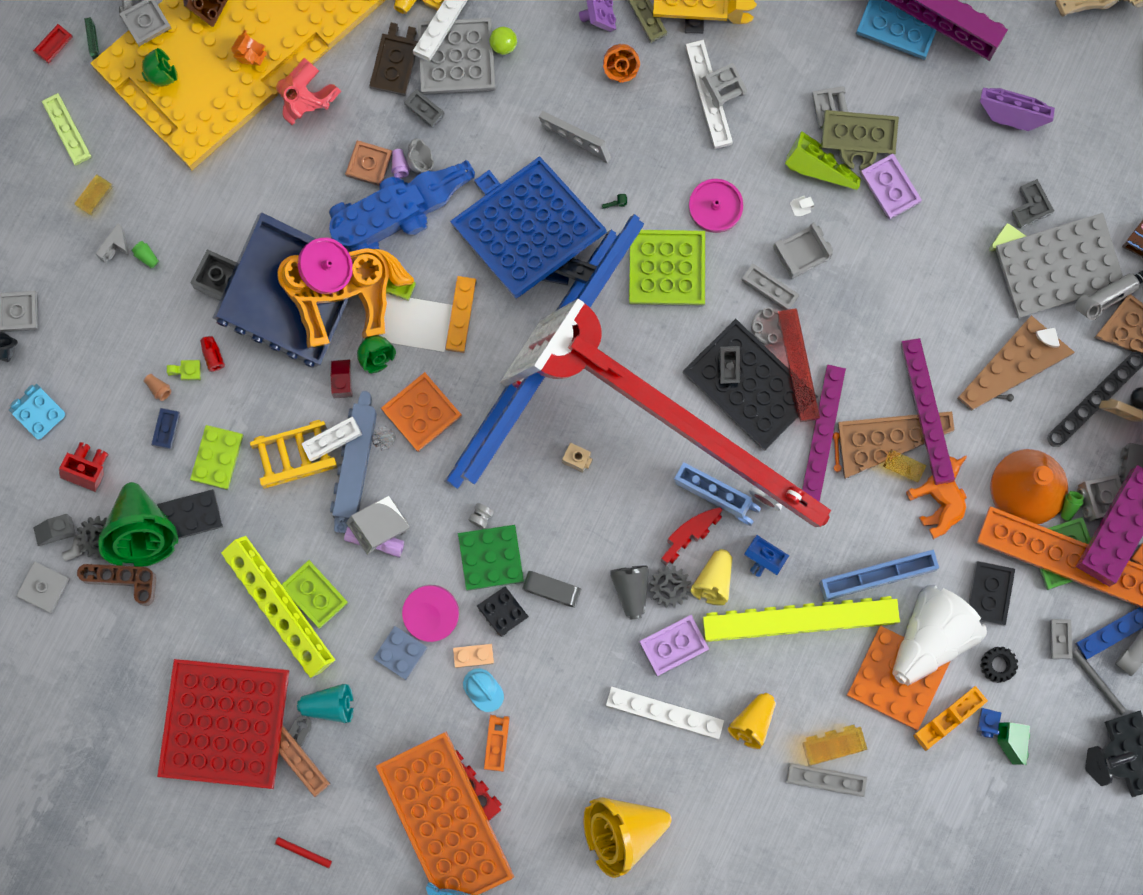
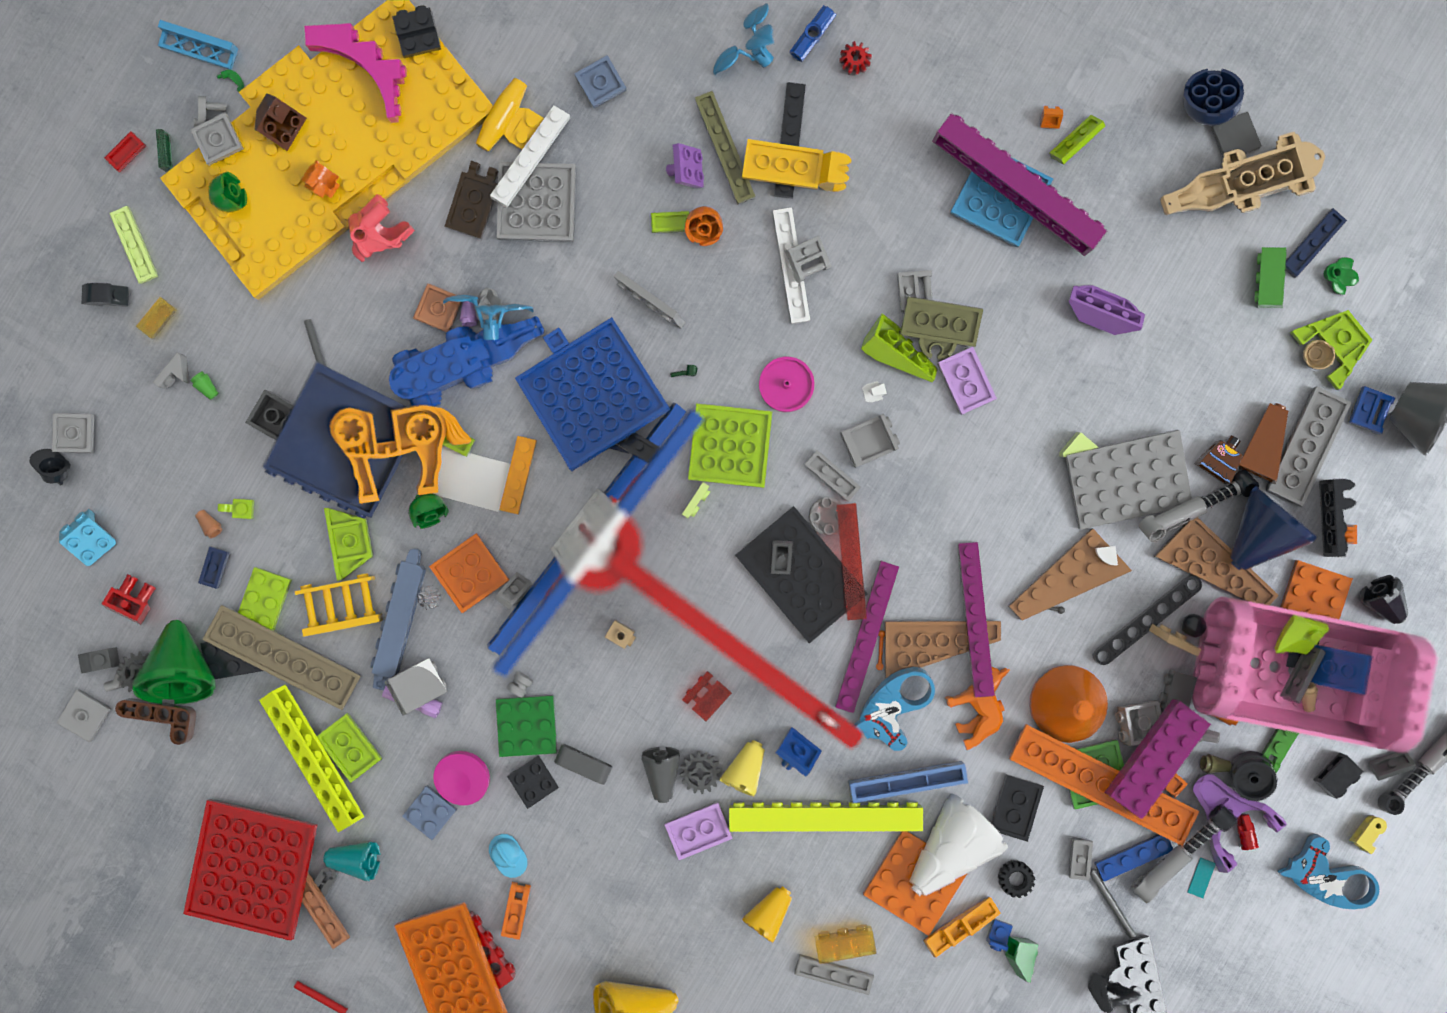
camera: 10 degrees right, 10 degrees up
(41, 174) = (104, 294): none -> black brick
(212, 354) = (264, 494): red hinge -> none
(241, 508) = (281, 657): none -> dark tan plate
(248, 202) = (314, 342): none -> dark grey bar
(298, 392) = (348, 541): none -> lime wing
(325, 265) = (377, 424): dark pink piece -> none
(331, 439) = (375, 597): white plate -> none
(341, 379) = (392, 531): dark red slope -> none
(424, 108) = (498, 255): dark grey plate -> none
(424, 170) = (490, 327): none -> dark azure plant
(466, 424) = (513, 590): none -> light grey slope
(473, 655) = (500, 822): light nougat plate -> none
(503, 40) = (585, 190): lime hair -> none
(586, 64) = (669, 221): none -> lime tile
(636, 328) = (701, 494): none -> yellowish green plate
(665, 713) = (683, 895): white plate -> none
(673, 514) = (711, 700): none -> clear red plate
(696, 528) = (731, 715): red slope -> none
(716, 492) = (751, 685): light blue hinge -> none
(849, 500) = (886, 703): none -> dark azure animal
(904, 465) = (946, 672): clear yellow plate -> none
(1037, 204) = (1113, 415): dark grey plate -> none
(1071, 505) = (1109, 727): bright green cone -> none

